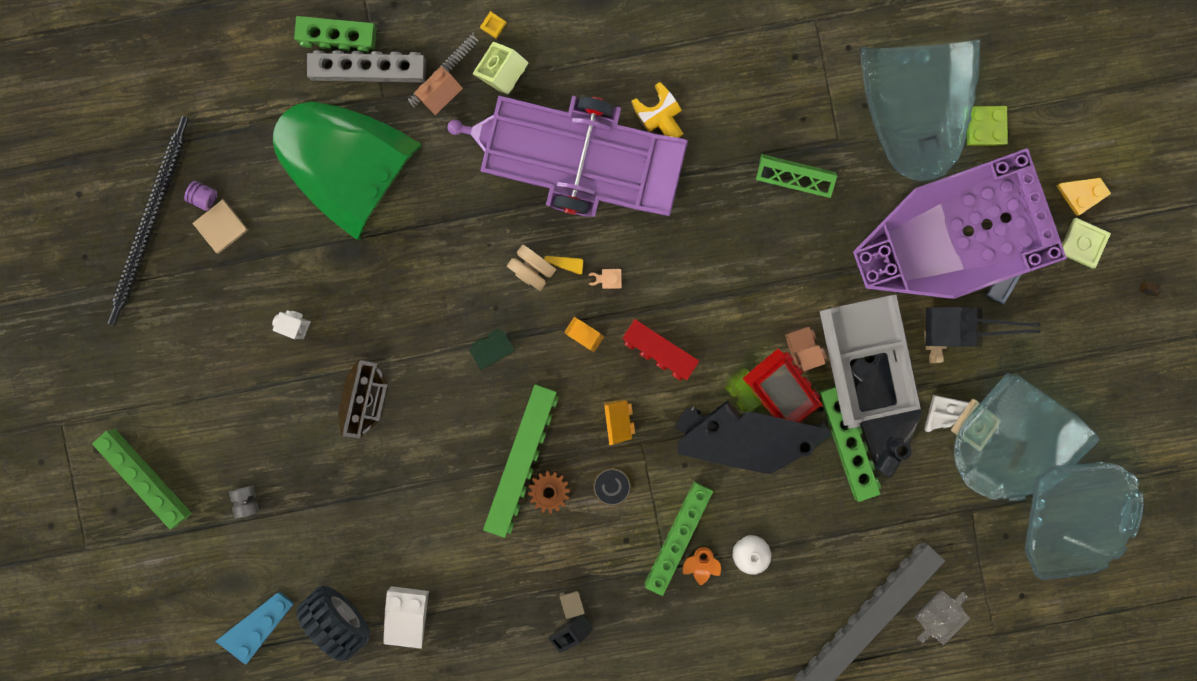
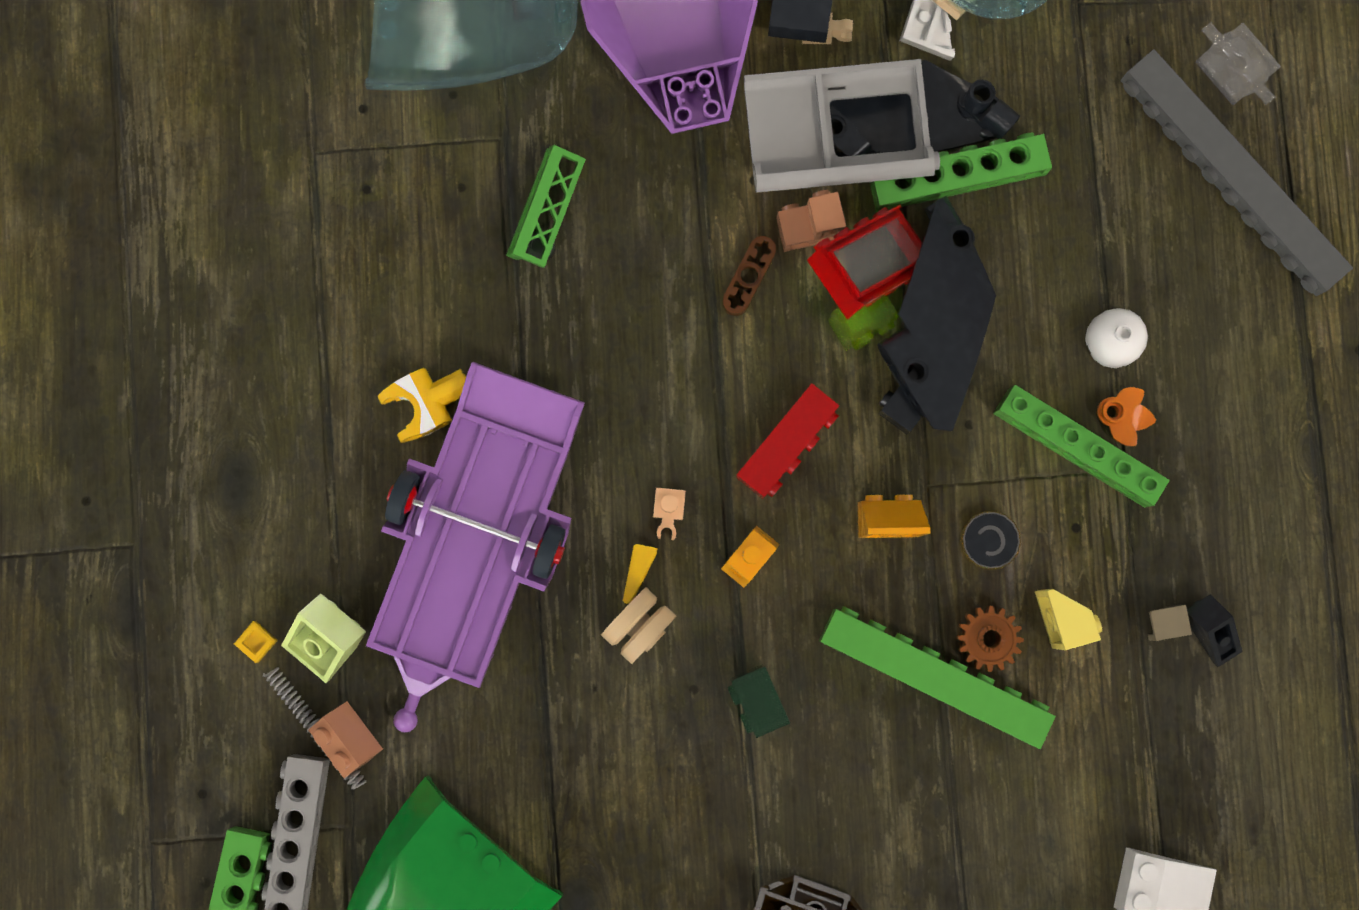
camera: 80 degrees left, 5 degrees down
(565, 539) = (1067, 620): none -> light yellow slope
(777, 323) = (765, 260): none -> reddish brown beam

